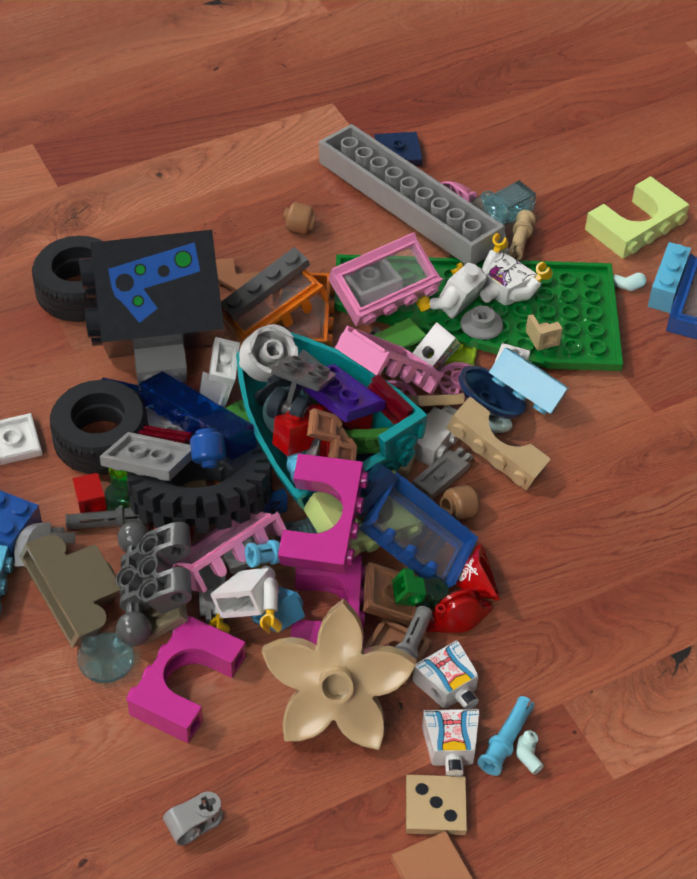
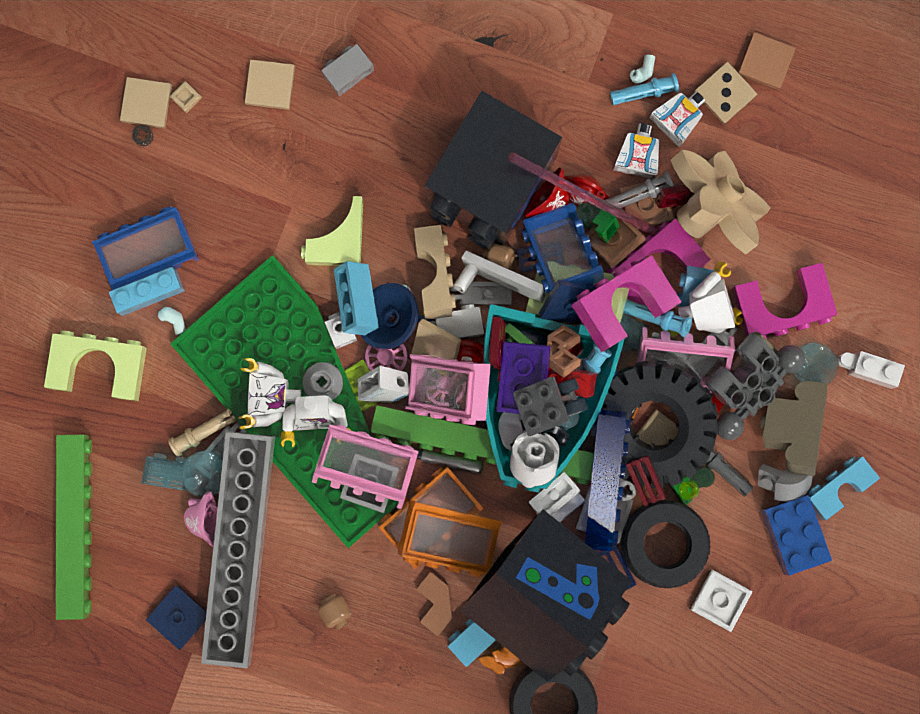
camera: 130 degrees left, 35 degrees up
(48, 693) = (872, 368): none -> white brick
(89, 493) = (719, 497): red panel -> none
(147, 456) = (678, 464): light grey plate -> none
(192, 817) = (866, 211): light grey piece -> none
(207, 448) = (643, 425): blue head -> none
(265, 284) = (446, 550): dark grey plate -> none
(445, 479) = (516, 282): none -> white piece
(453, 558) = (581, 193): none -> clear pink piece
(529, 137) = (73, 527): none -> bright green brick
(544, 334) = (297, 328): tan panel -> none
(547, 526) = (479, 182): none -> black brick
(584, 415) = (341, 244): none -> yellowish green arch

